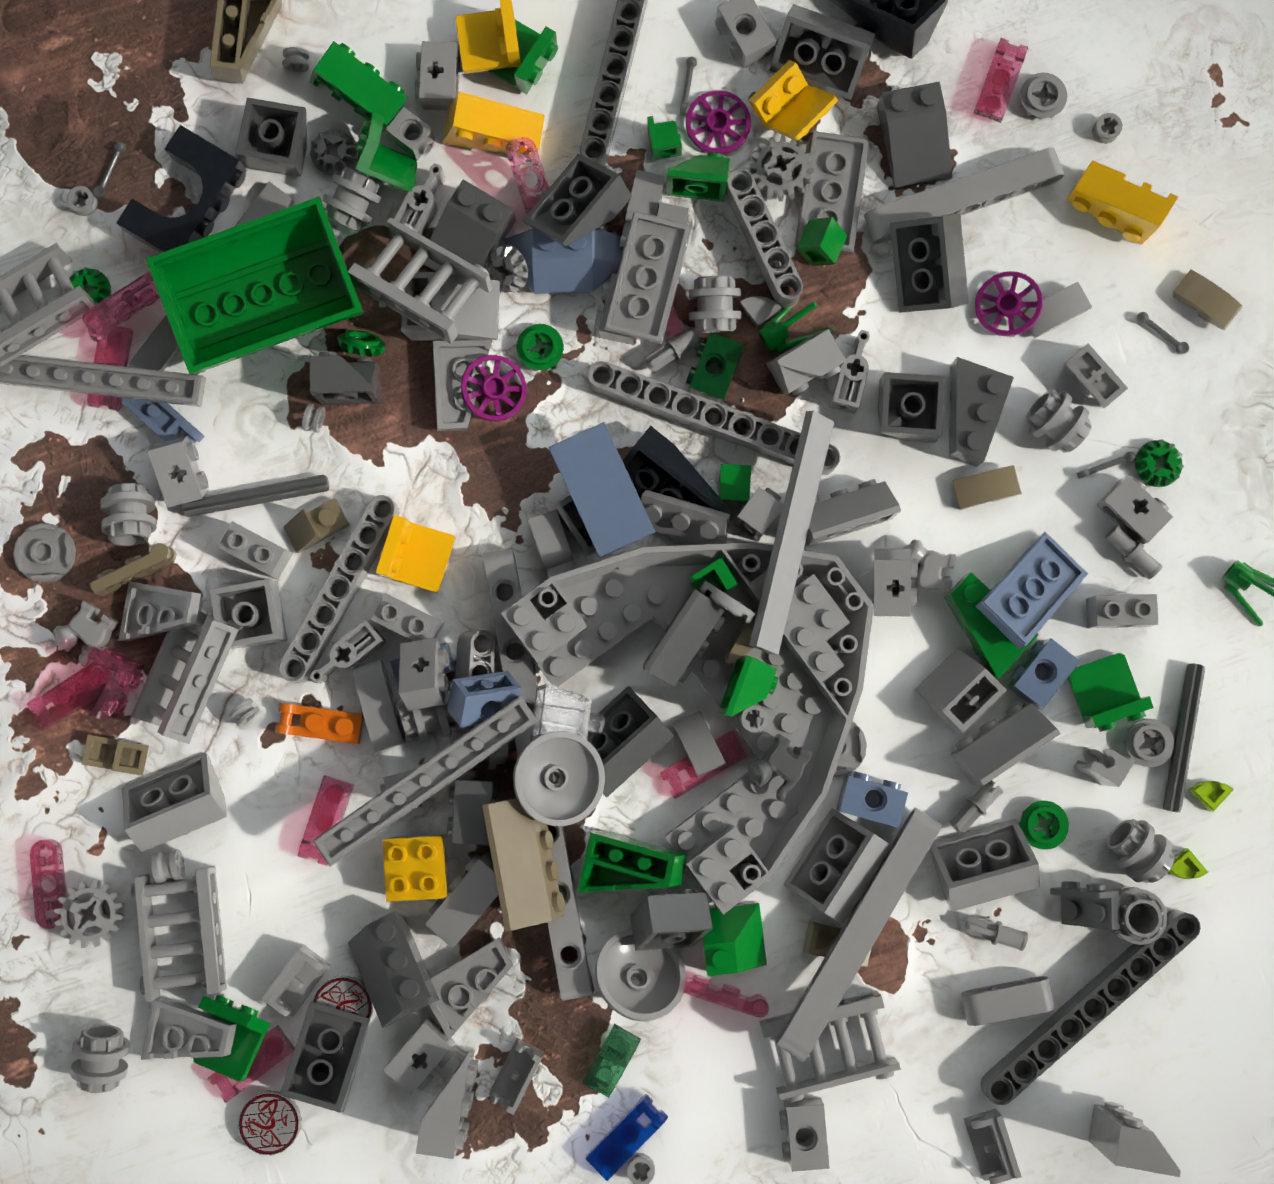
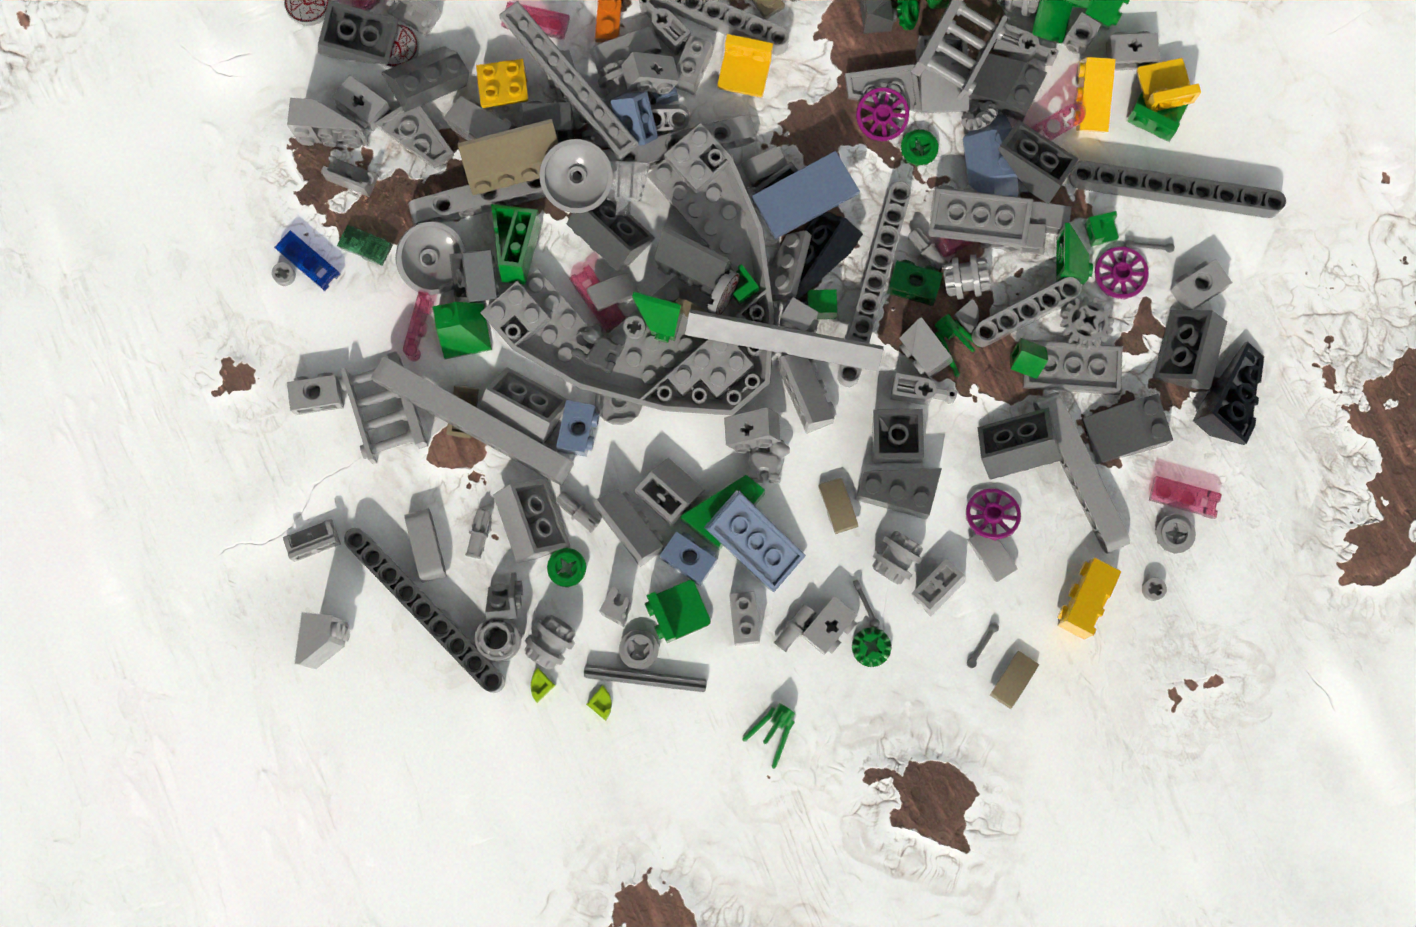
camera: 85 degrees right, 5 degrees down
(790, 104) = (1142, 324): yellow bracket -> none

